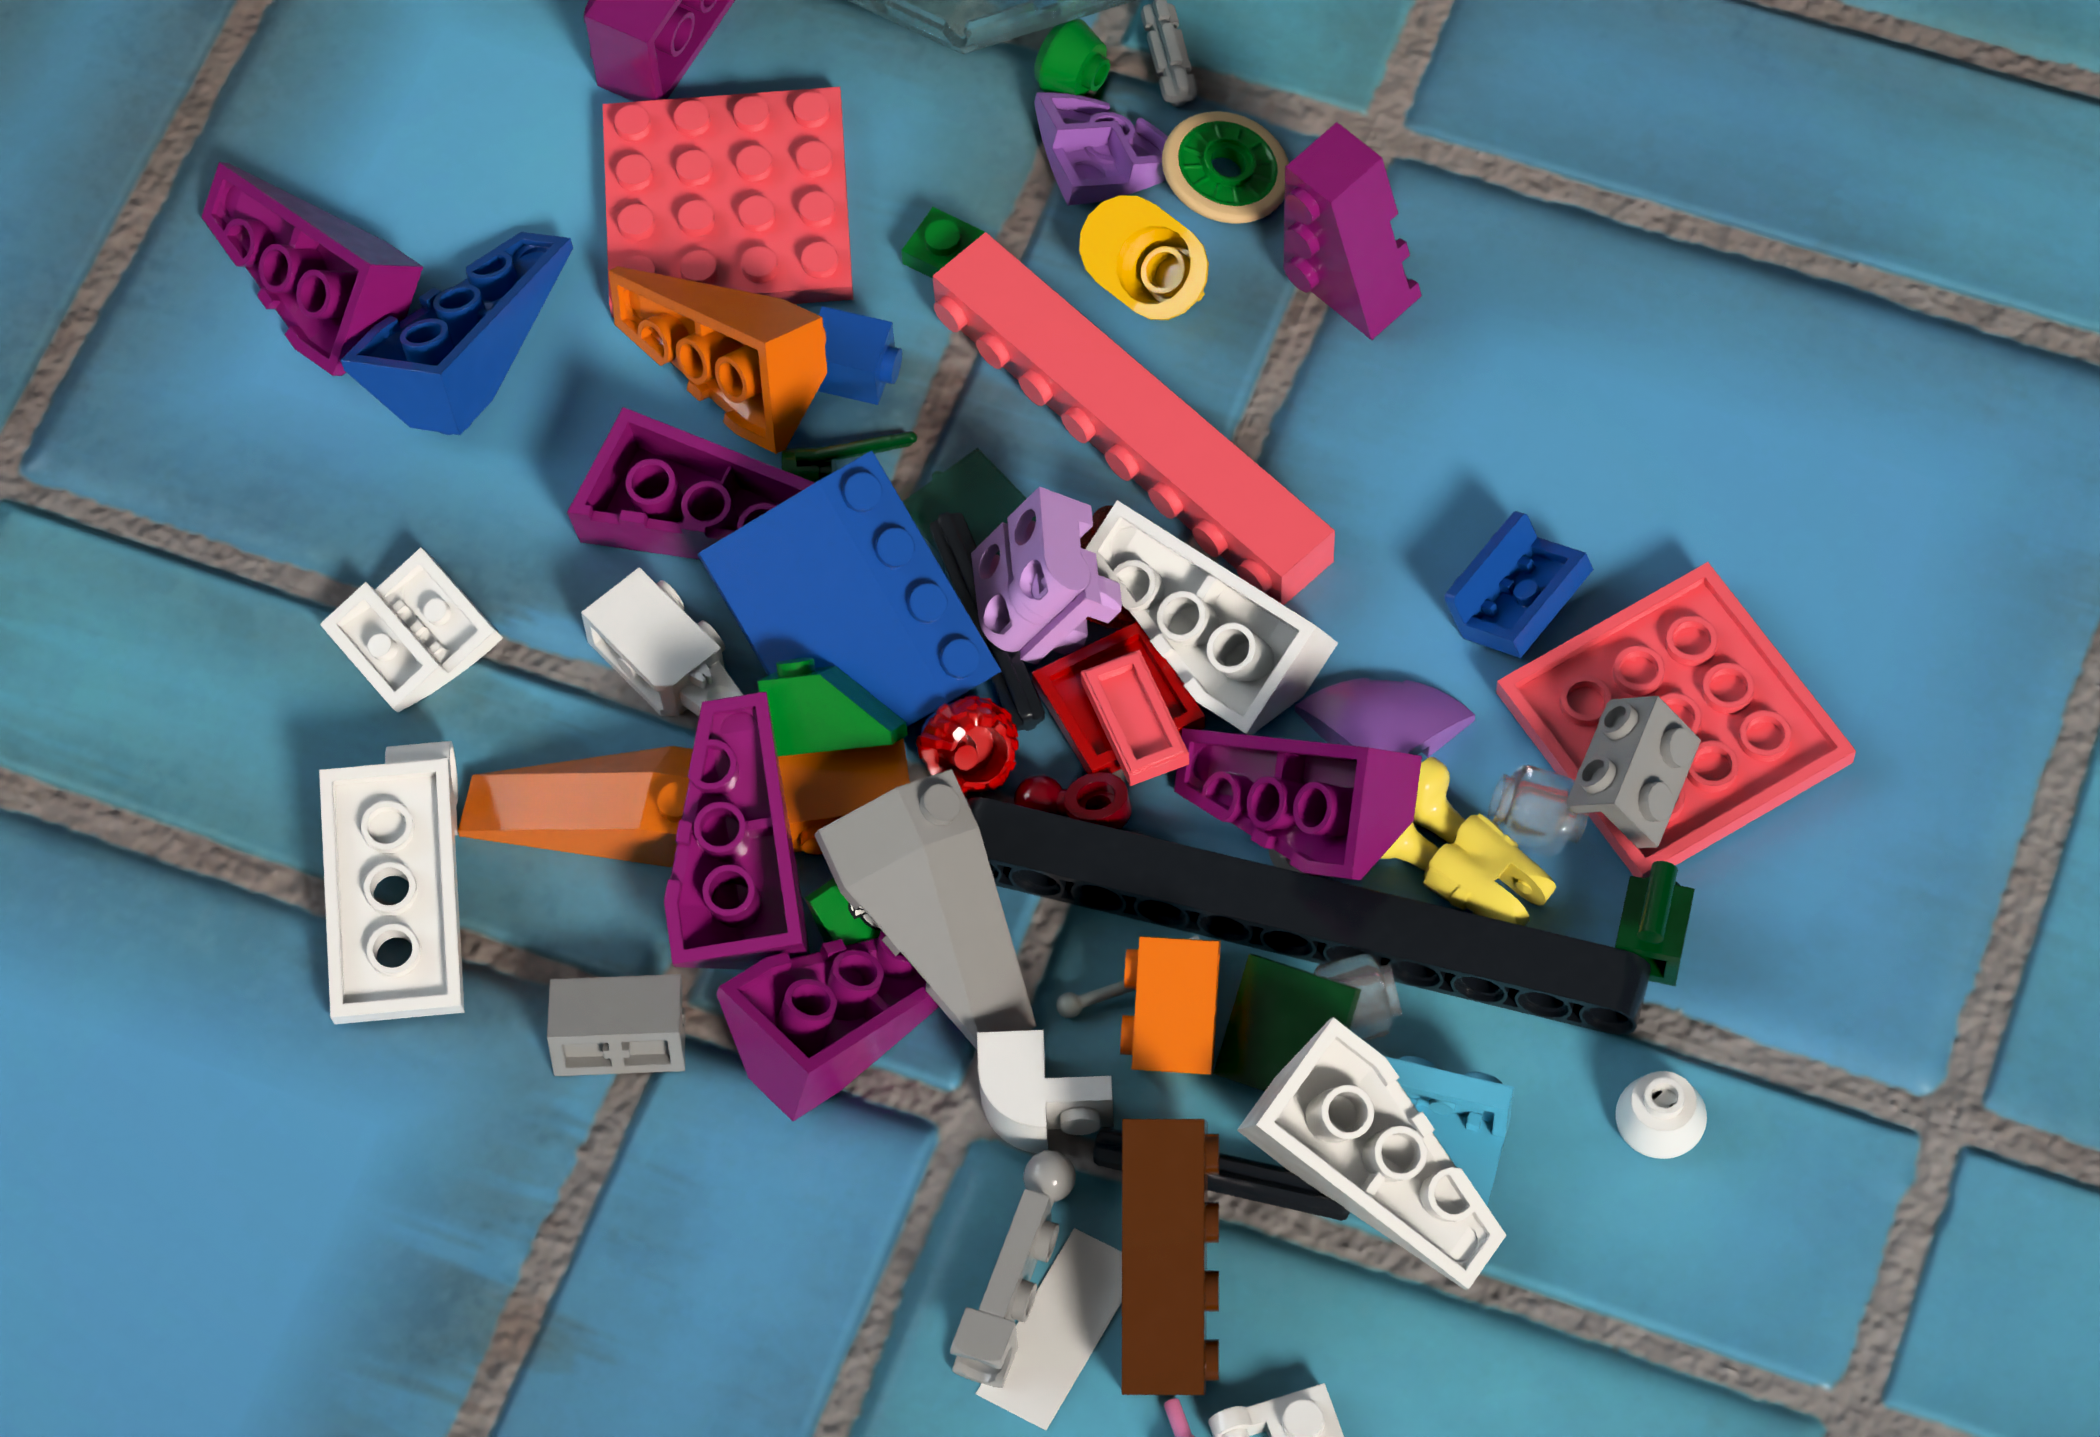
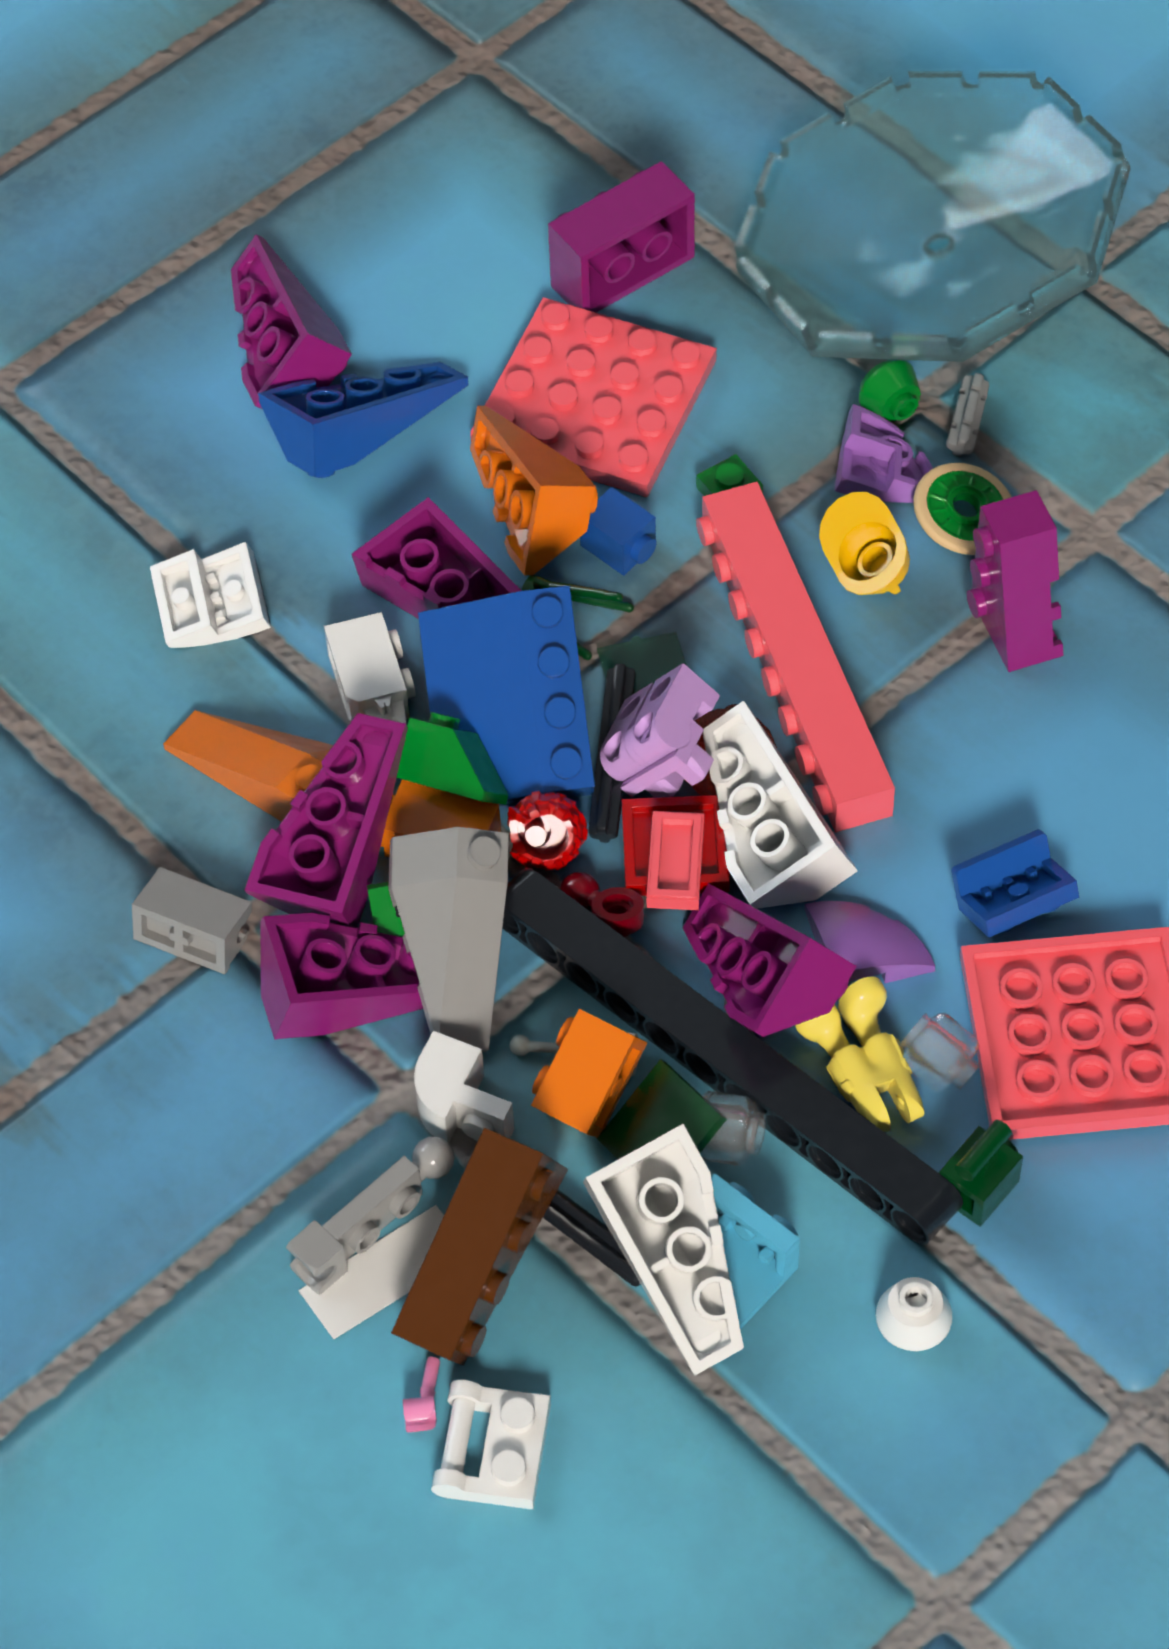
camera: 25 degrees right, 5 degrees down
(383, 825) = (101, 714): white hinge -> none
(1635, 768) = (1025, 1049): light grey bracket -> none

